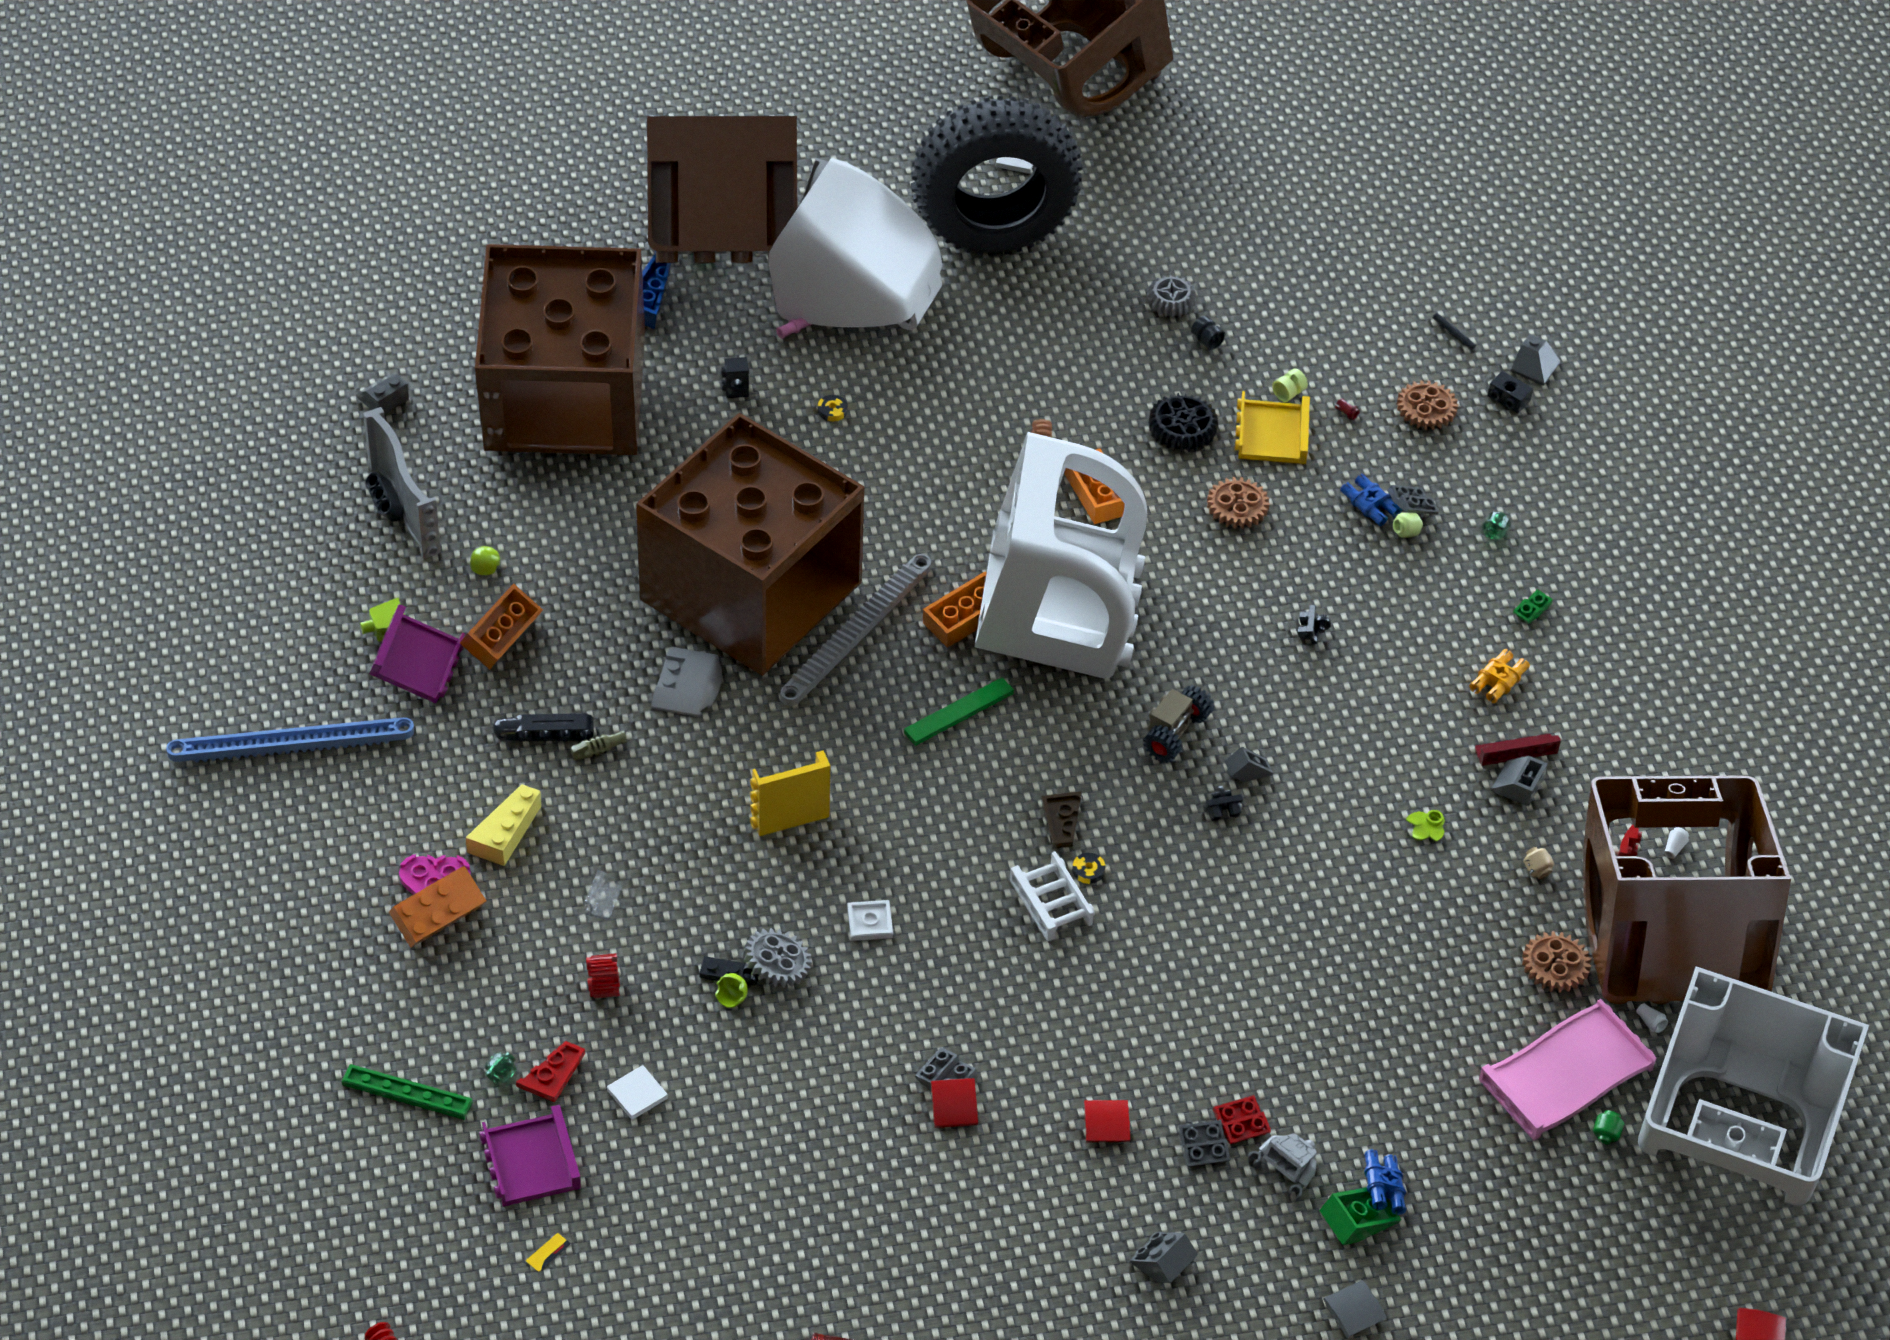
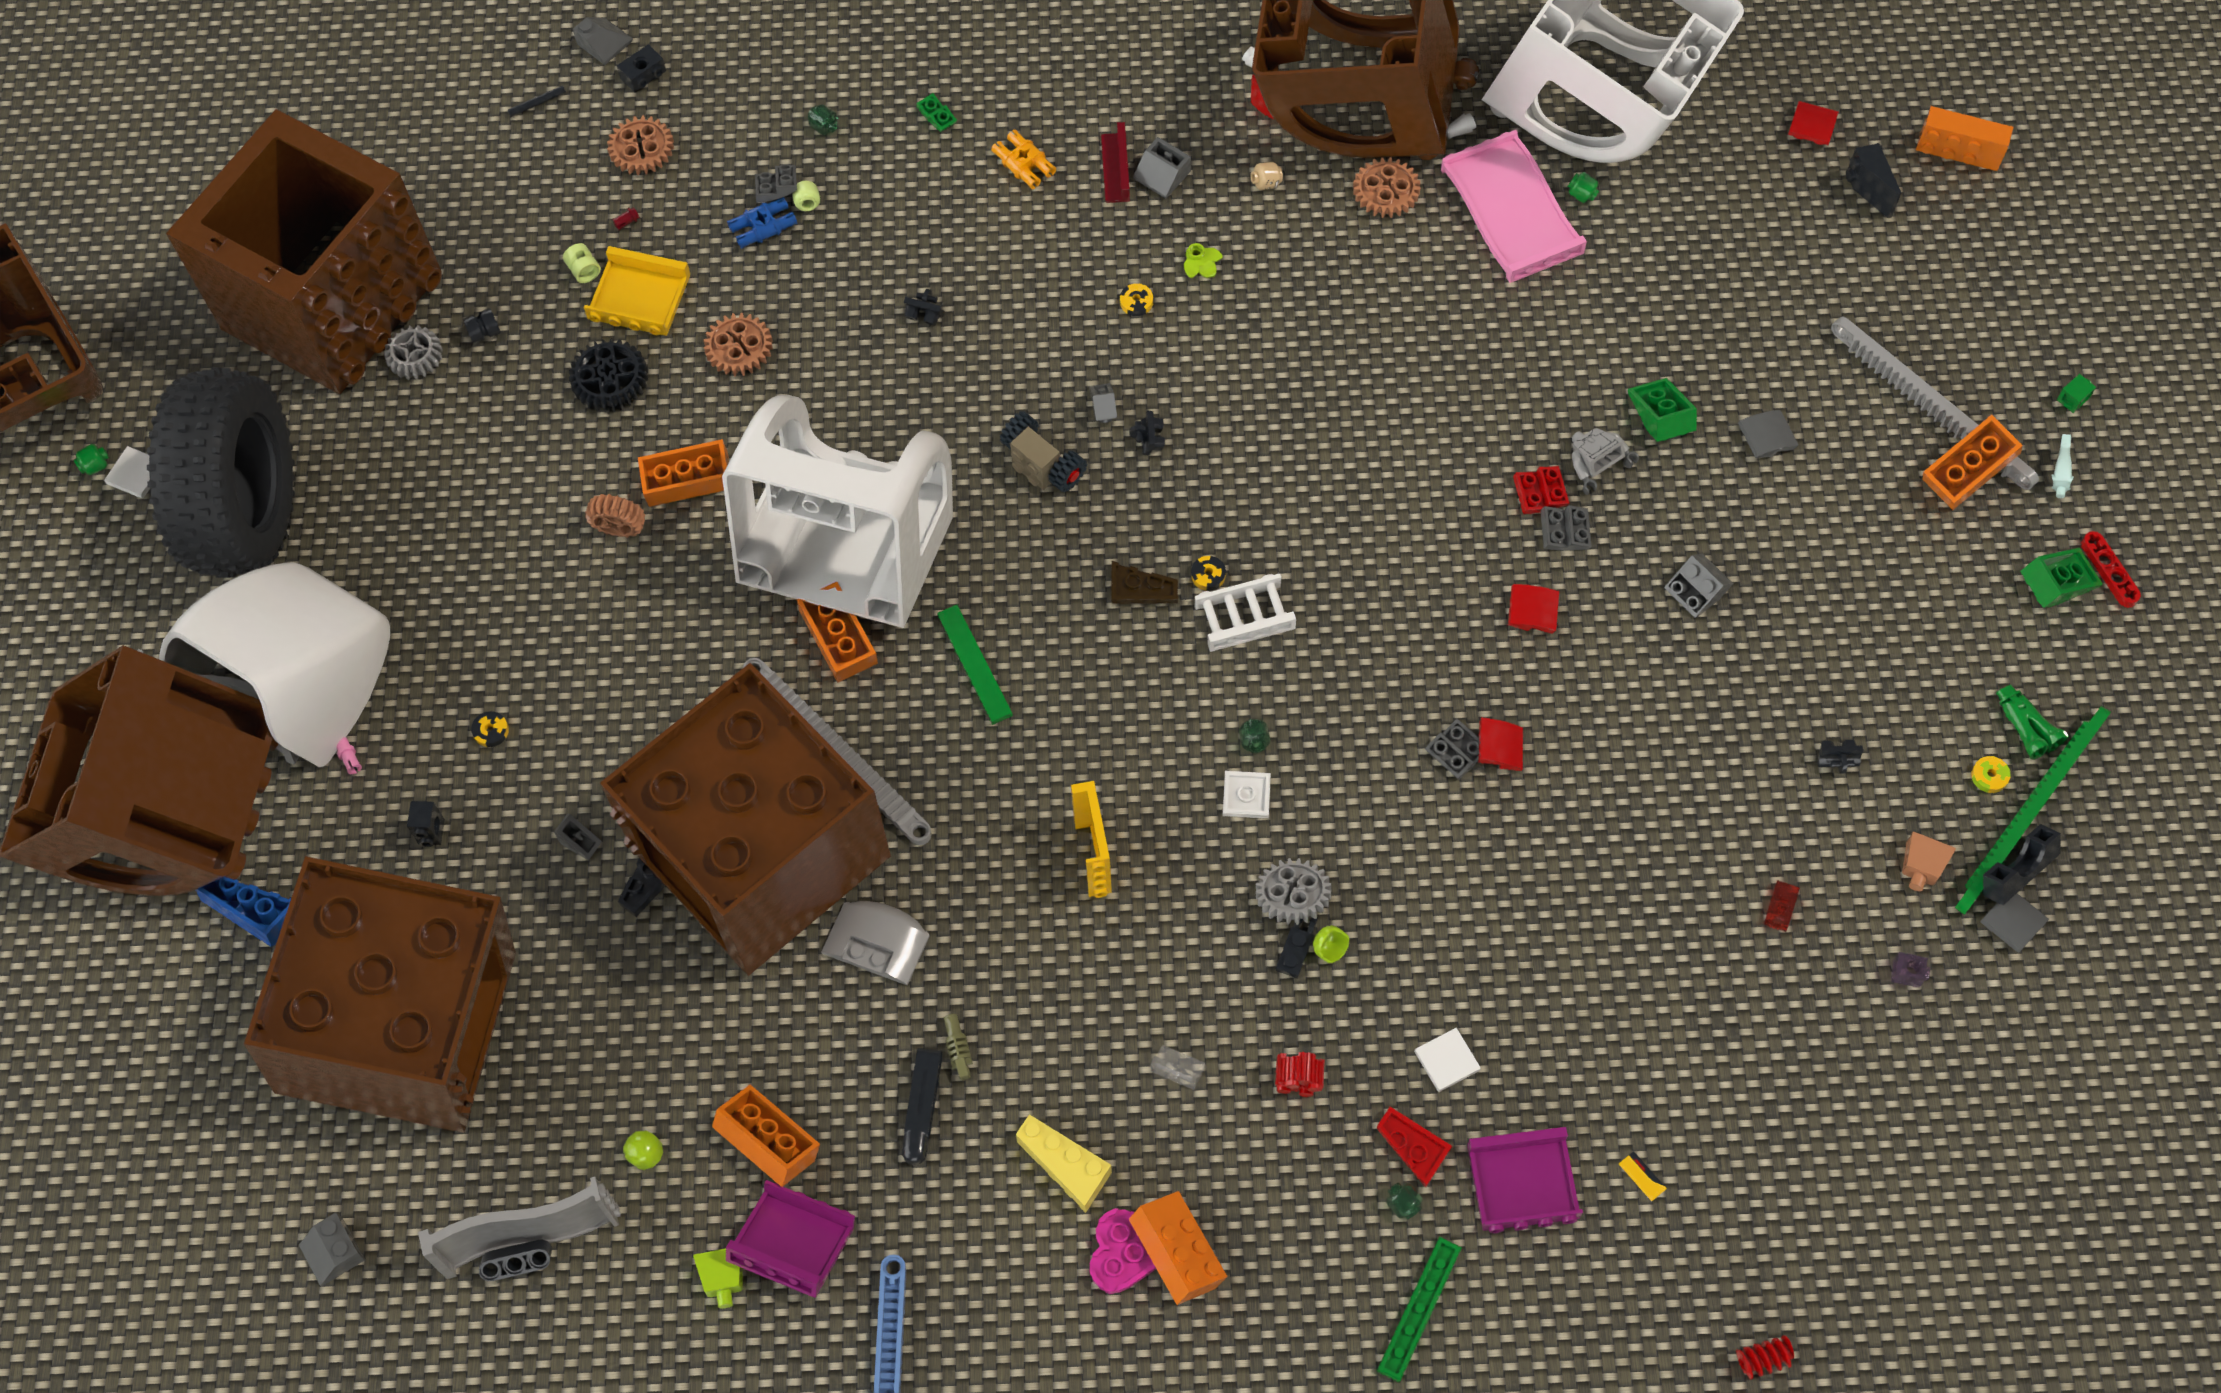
camera: 75 degrees left, 15 degrees up
(926, 915) = (1254, 735): none -> clear green head
(1218, 187) = (268, 216): none -> reddish brown door
(1372, 788) = (1136, 291): none -> yellow piece
(1385, 1182) = (1631, 379): blue pin -> none

